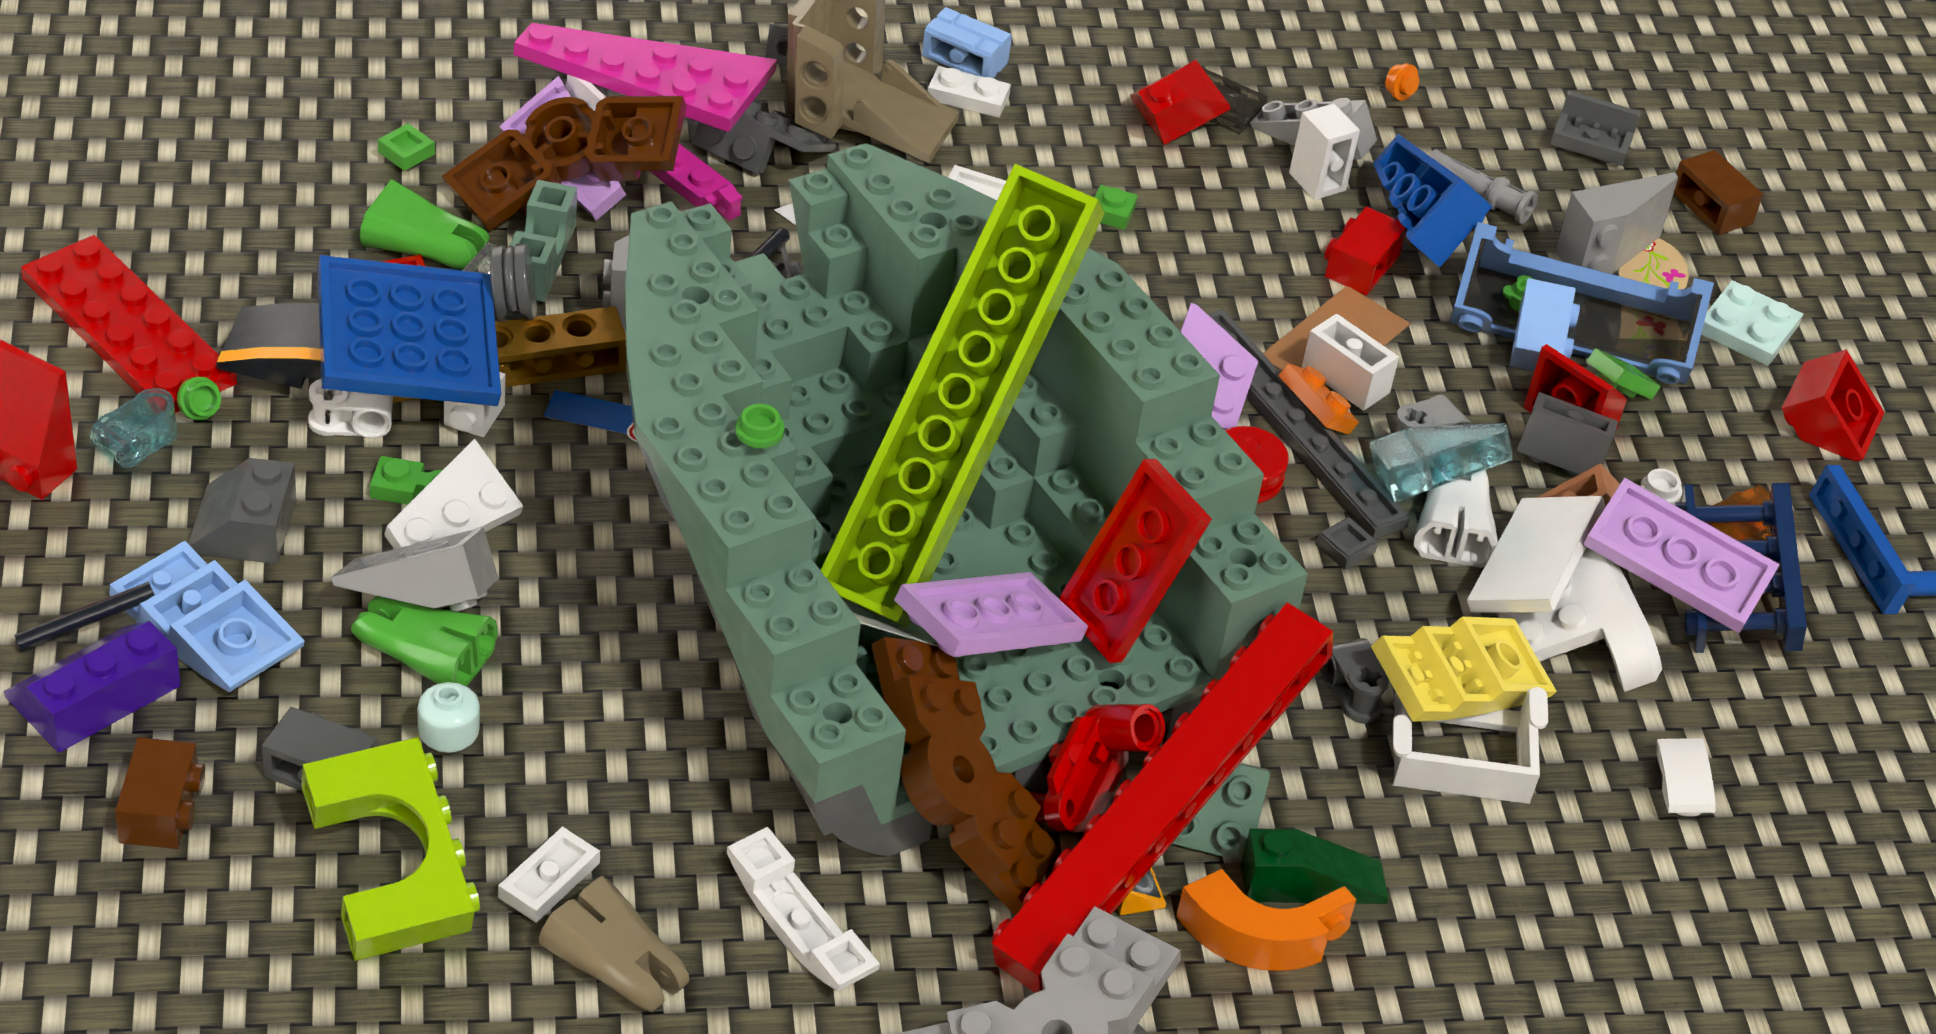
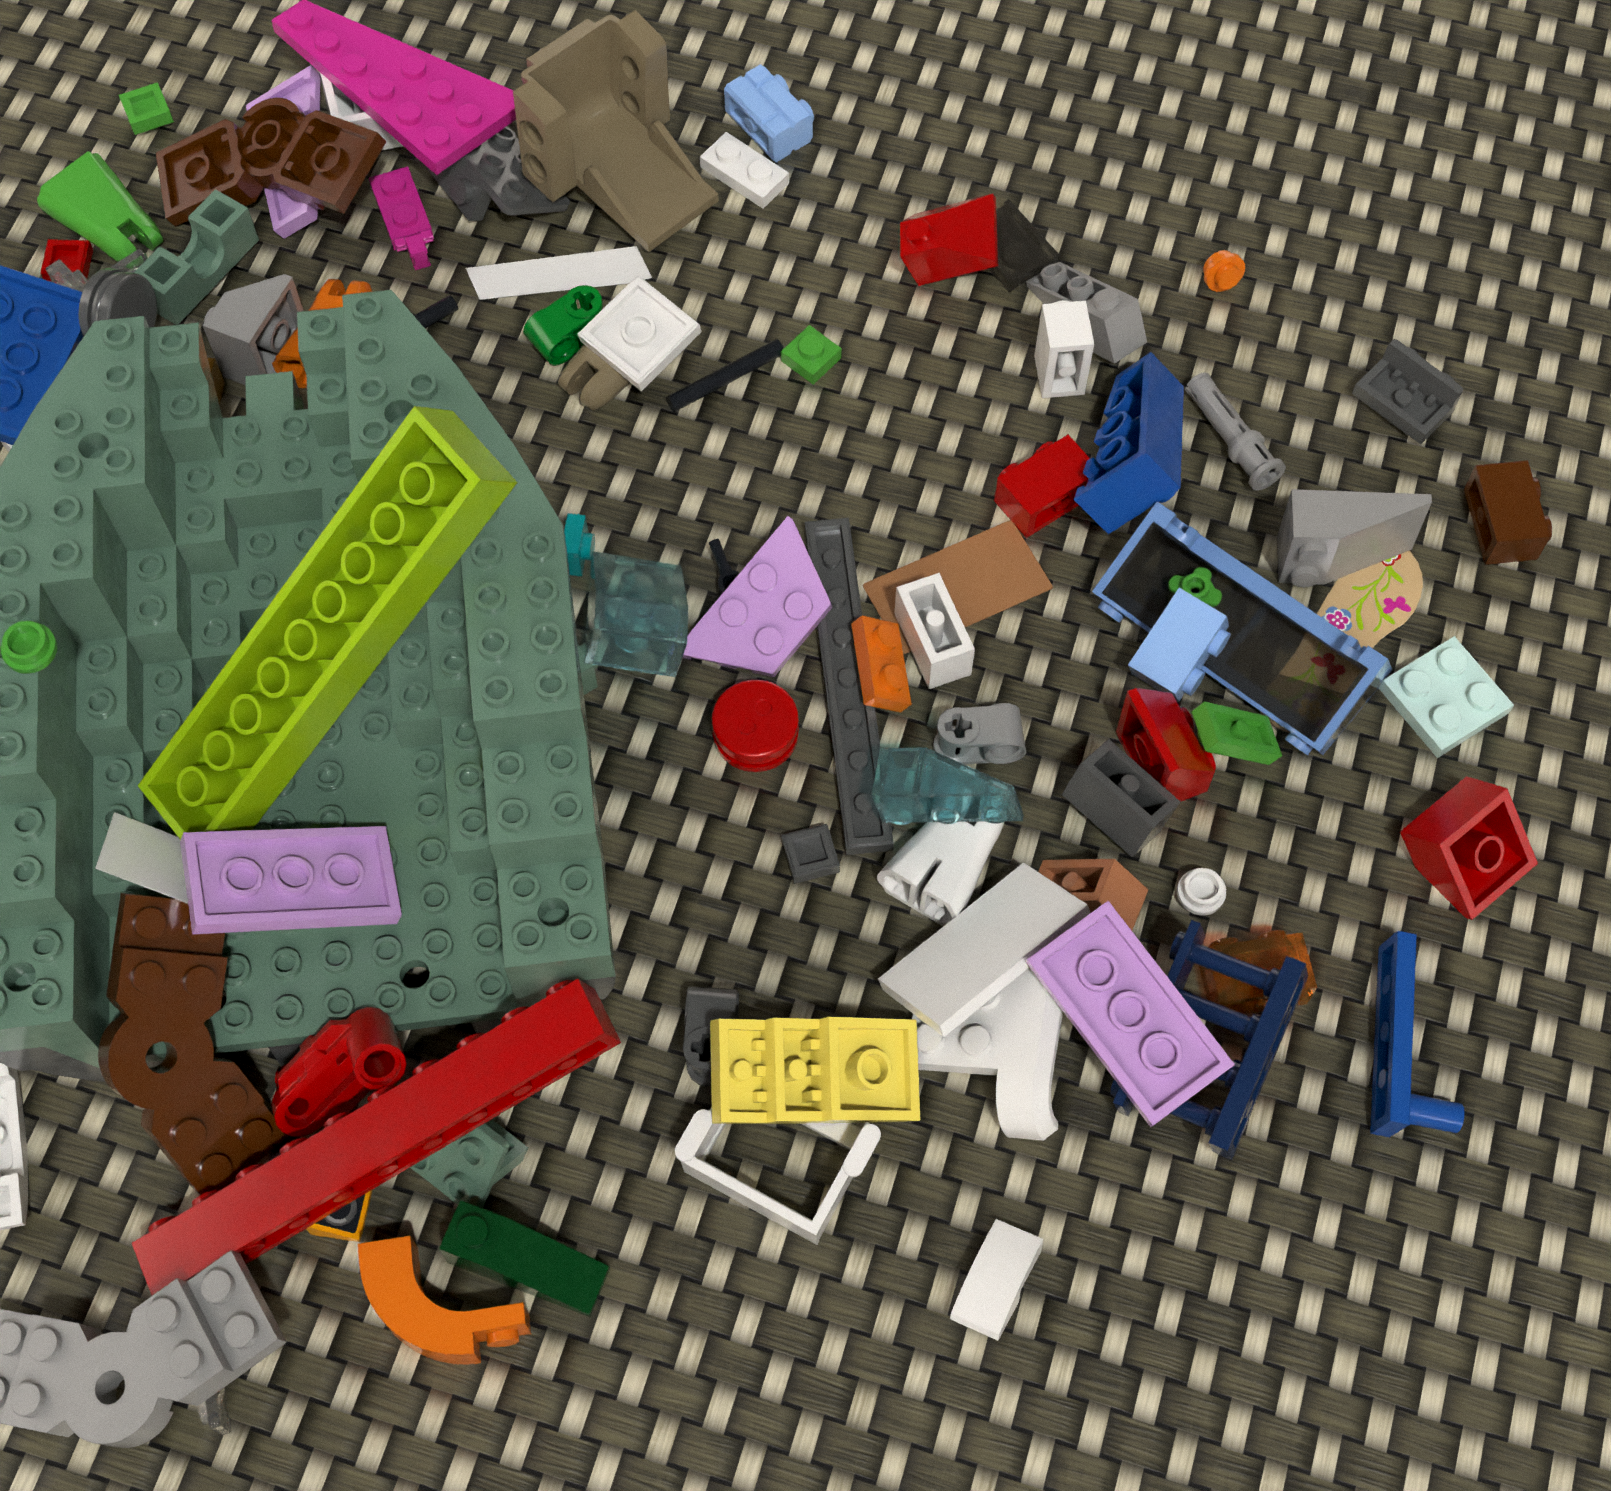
camera: 30 degrees right, 20 degrees up
(1134, 559) = (443, 872): red plate -> none

